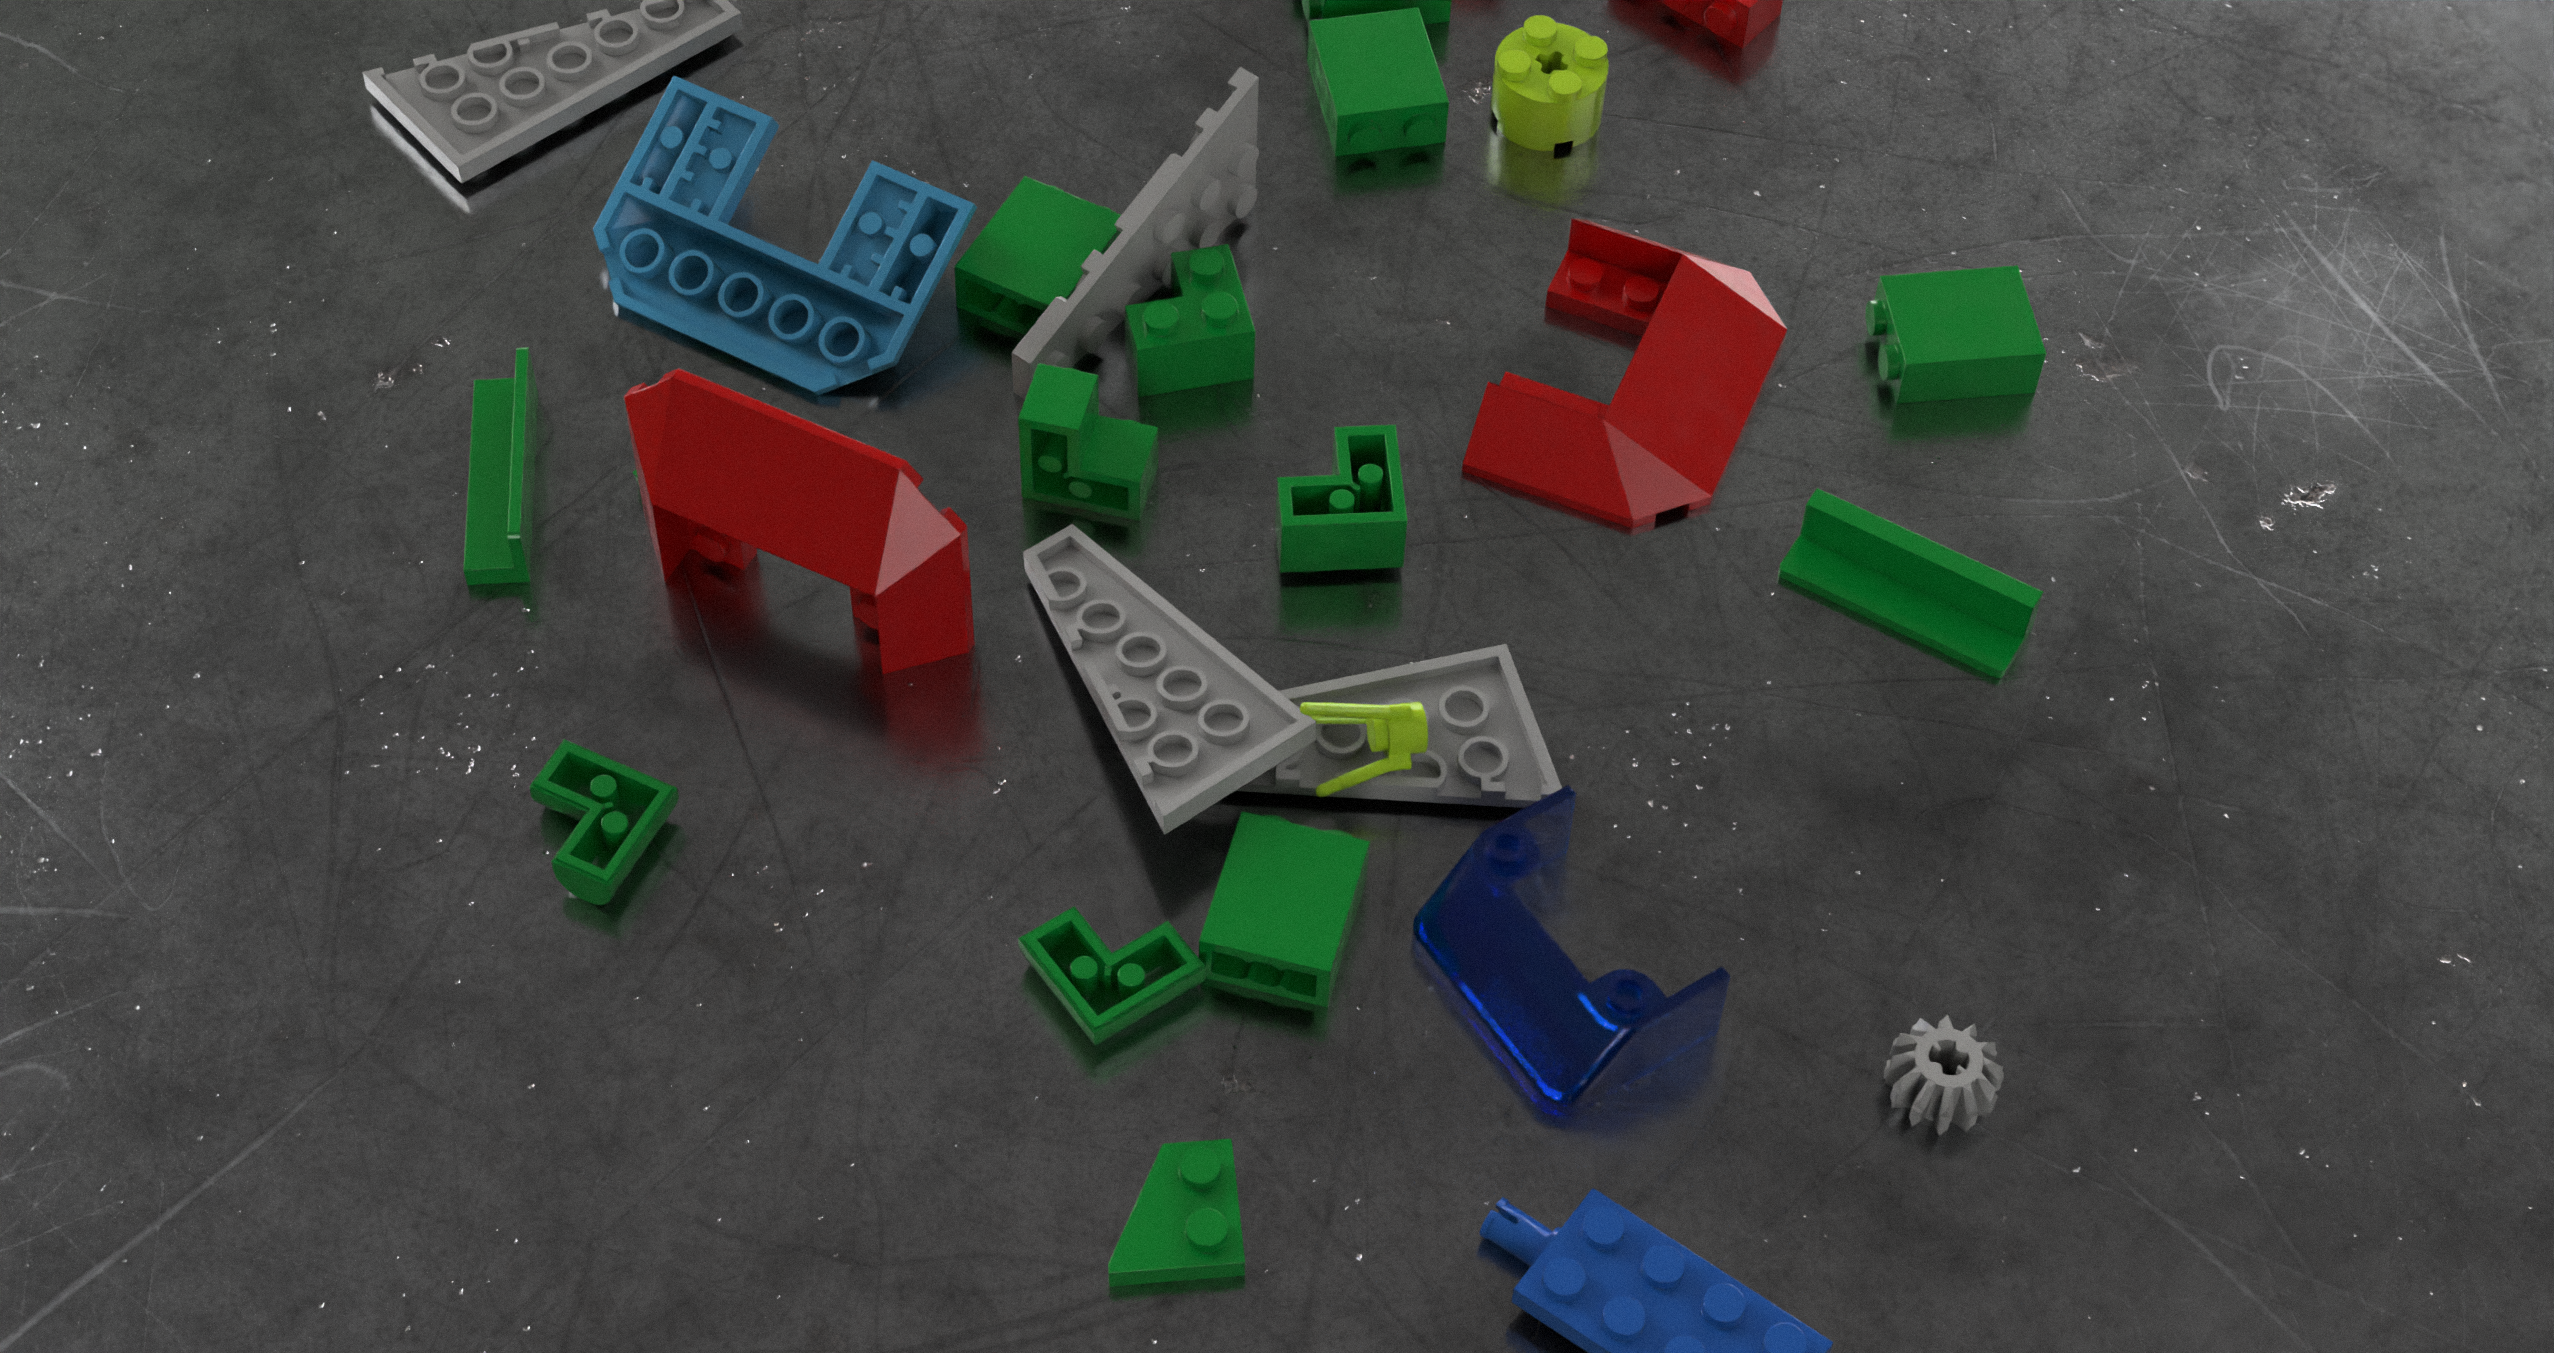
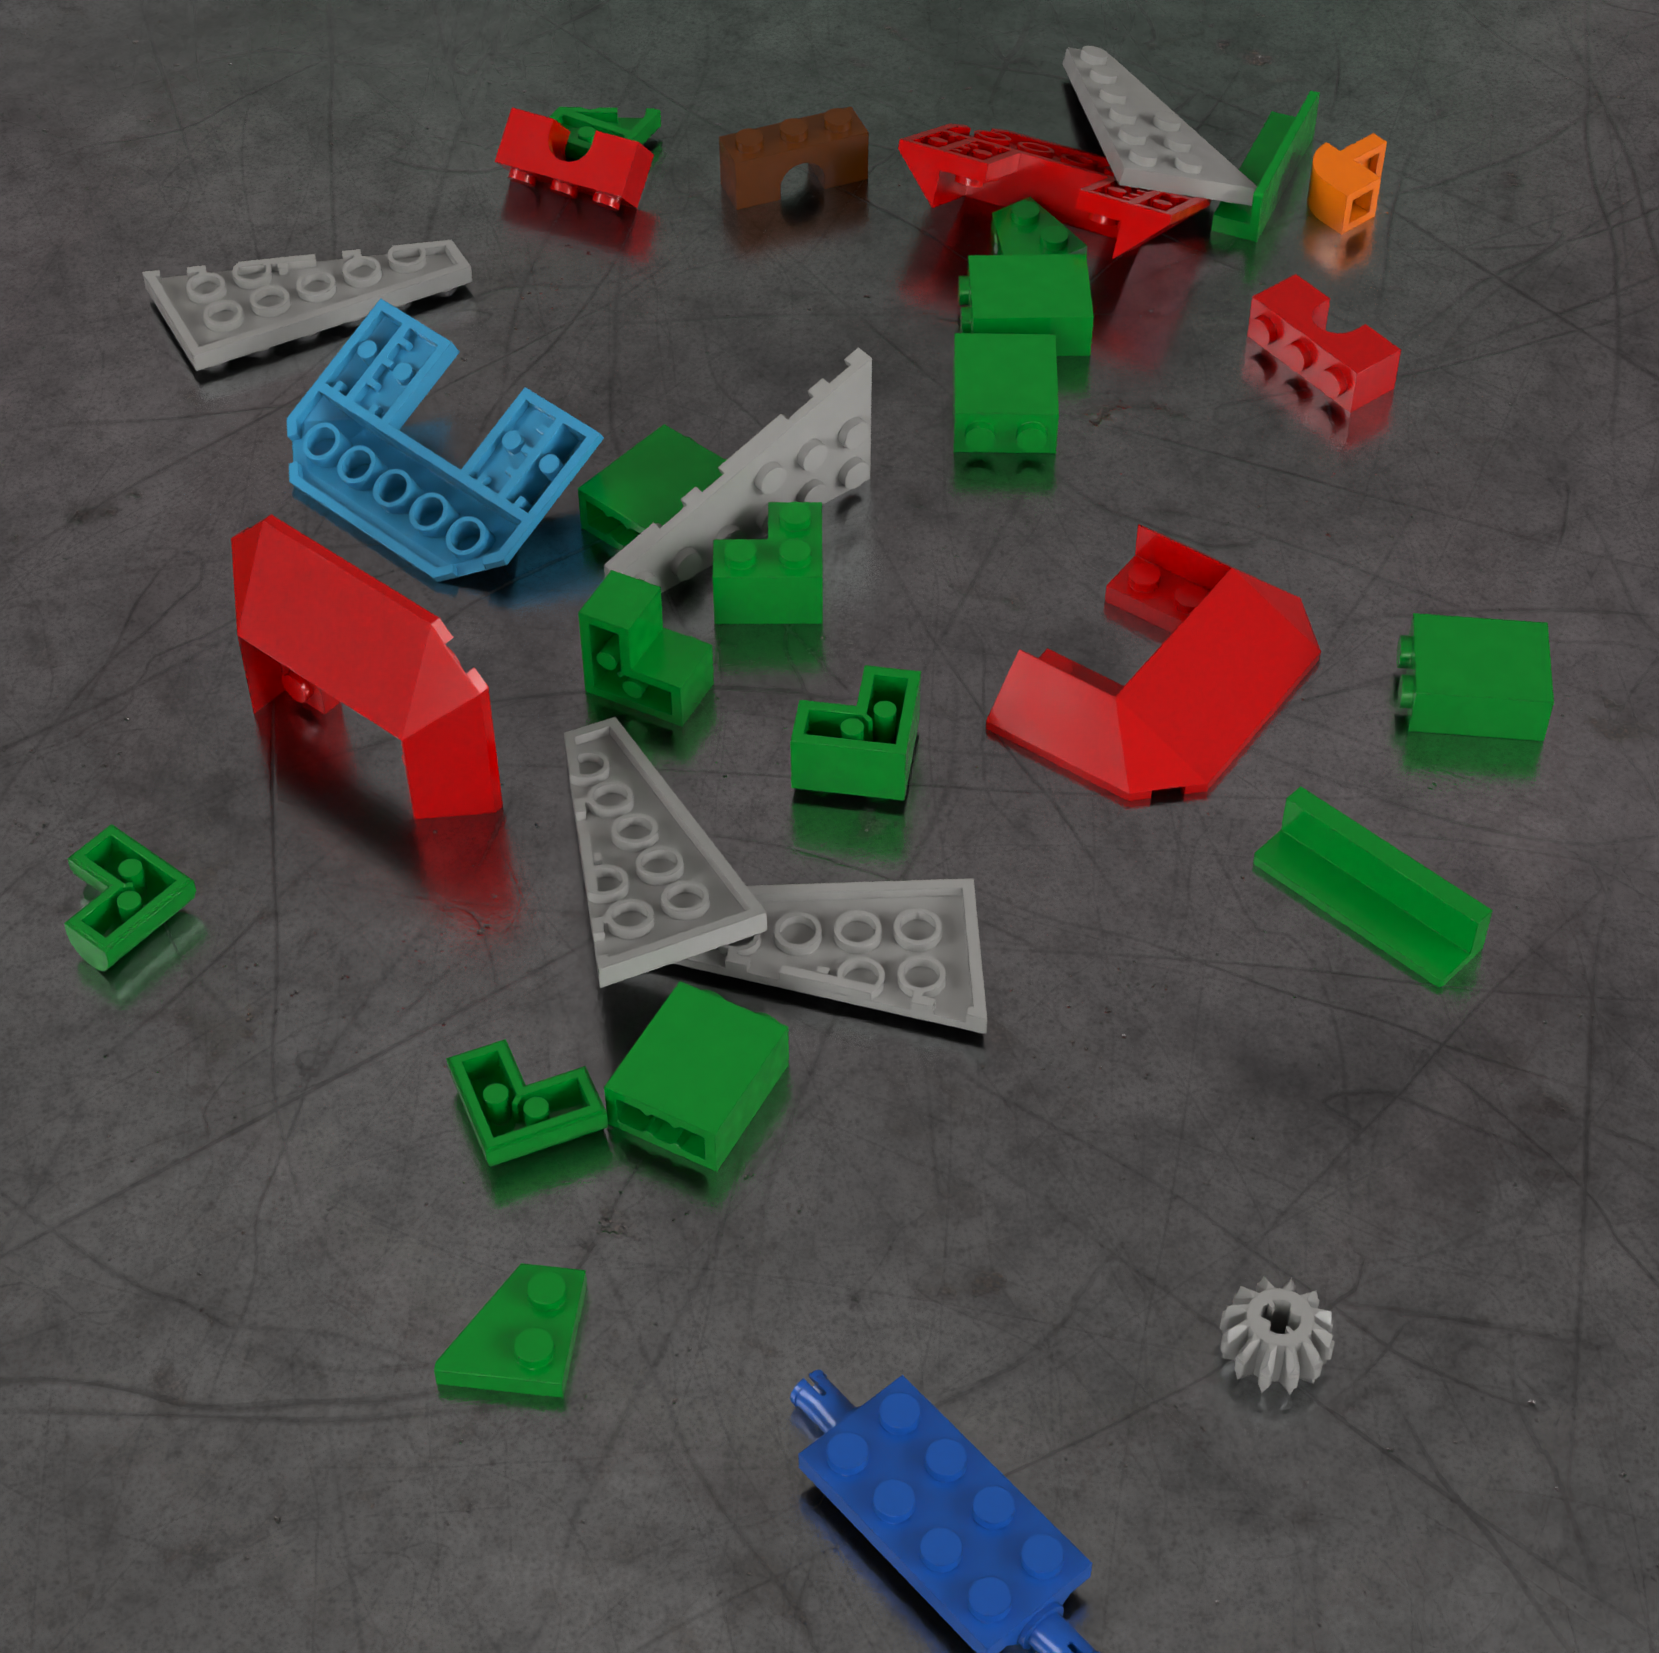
camera: 15 degrees right, 5 degrees down
(502, 477) = (145, 605): green panel -> none
(1390, 728) = (840, 932): lime plant -> none
(1523, 994) = (916, 1231): clear blue windscreen -> none
(1549, 84) = (1157, 414): lime brick -> none

